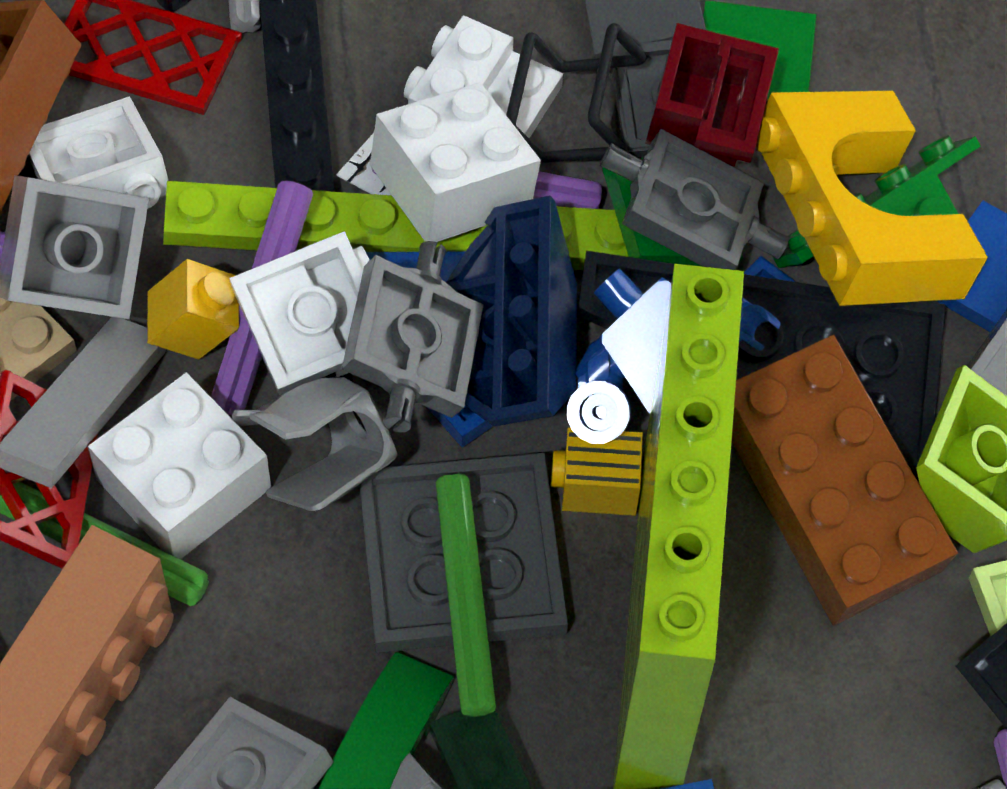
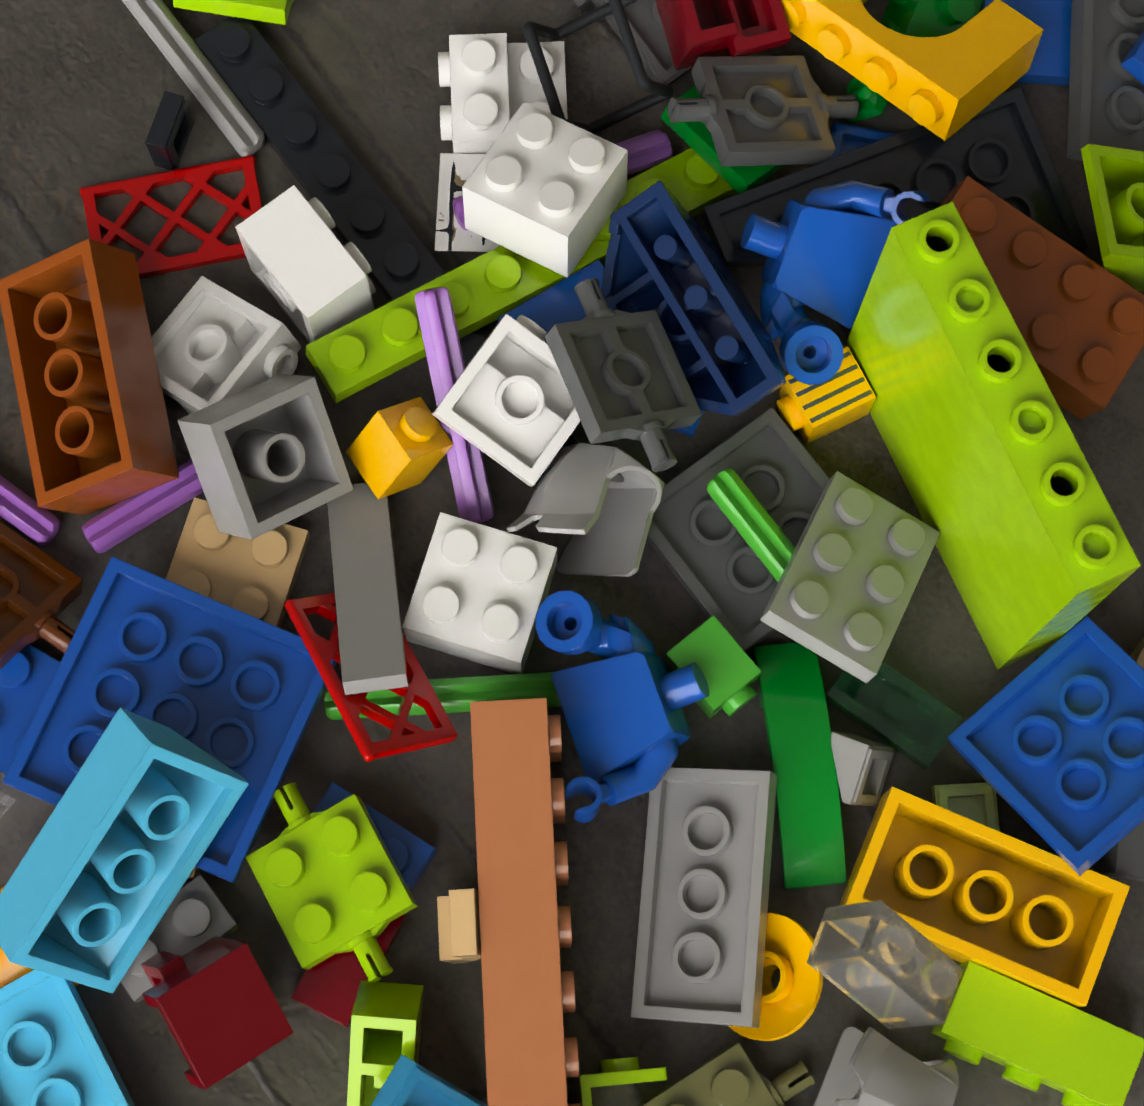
camera: 30 degrees left, 15 degrees up
(215, 117) = (306, 265): none -> white brick
(229, 621) = (620, 708): none -> blue torso
(342, 643) = (723, 663): none -> bright green brick
(512, 624) = (850, 577): none -> light grey plate

